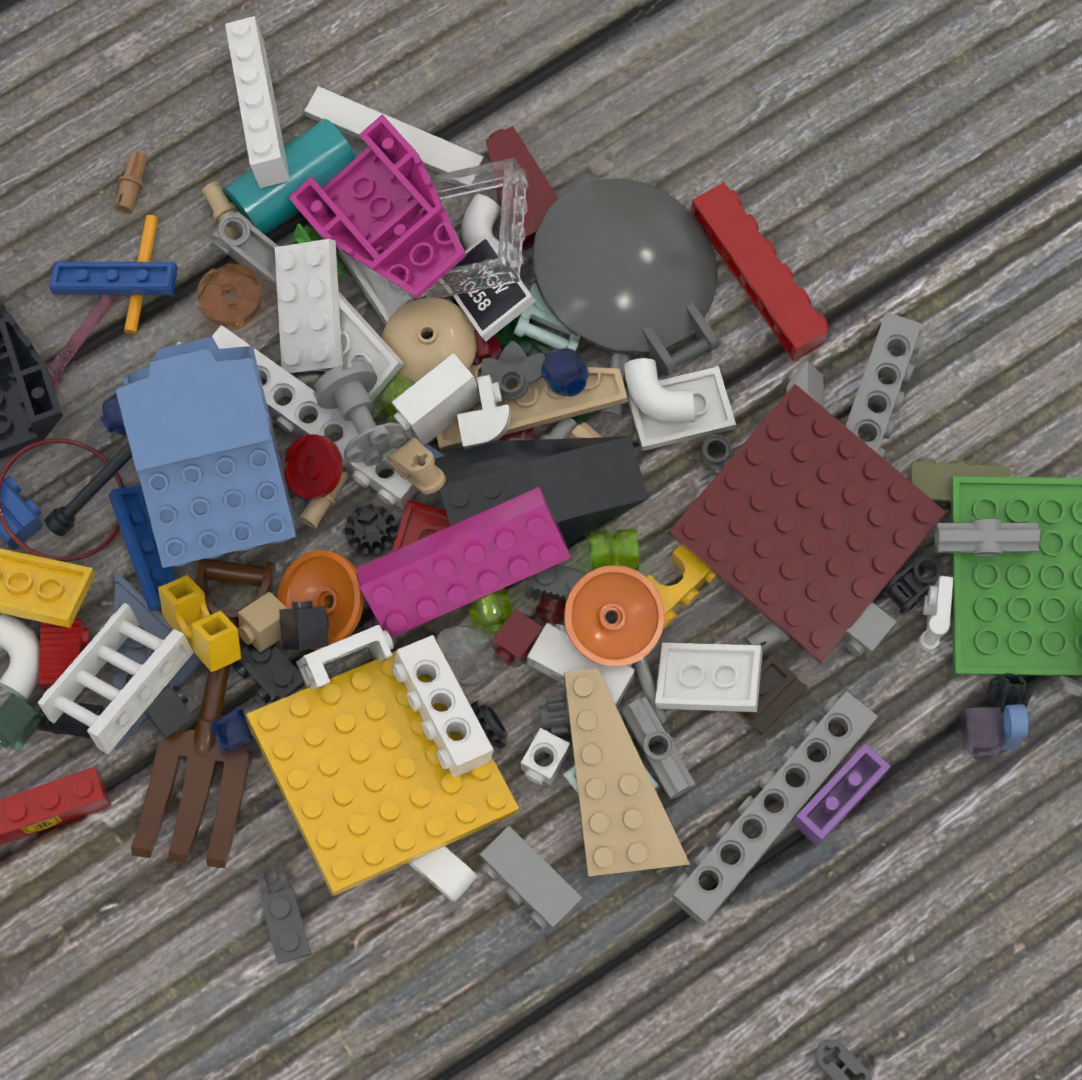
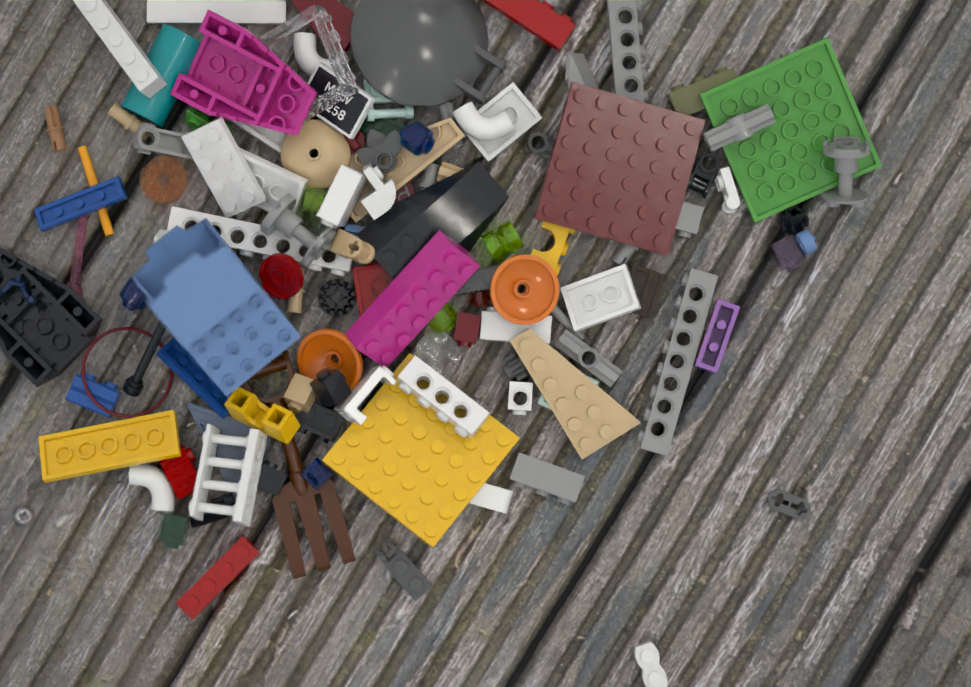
camera: 25 degrees left, 15 degrees up
(490, 724) = (476, 392): black gear -> none

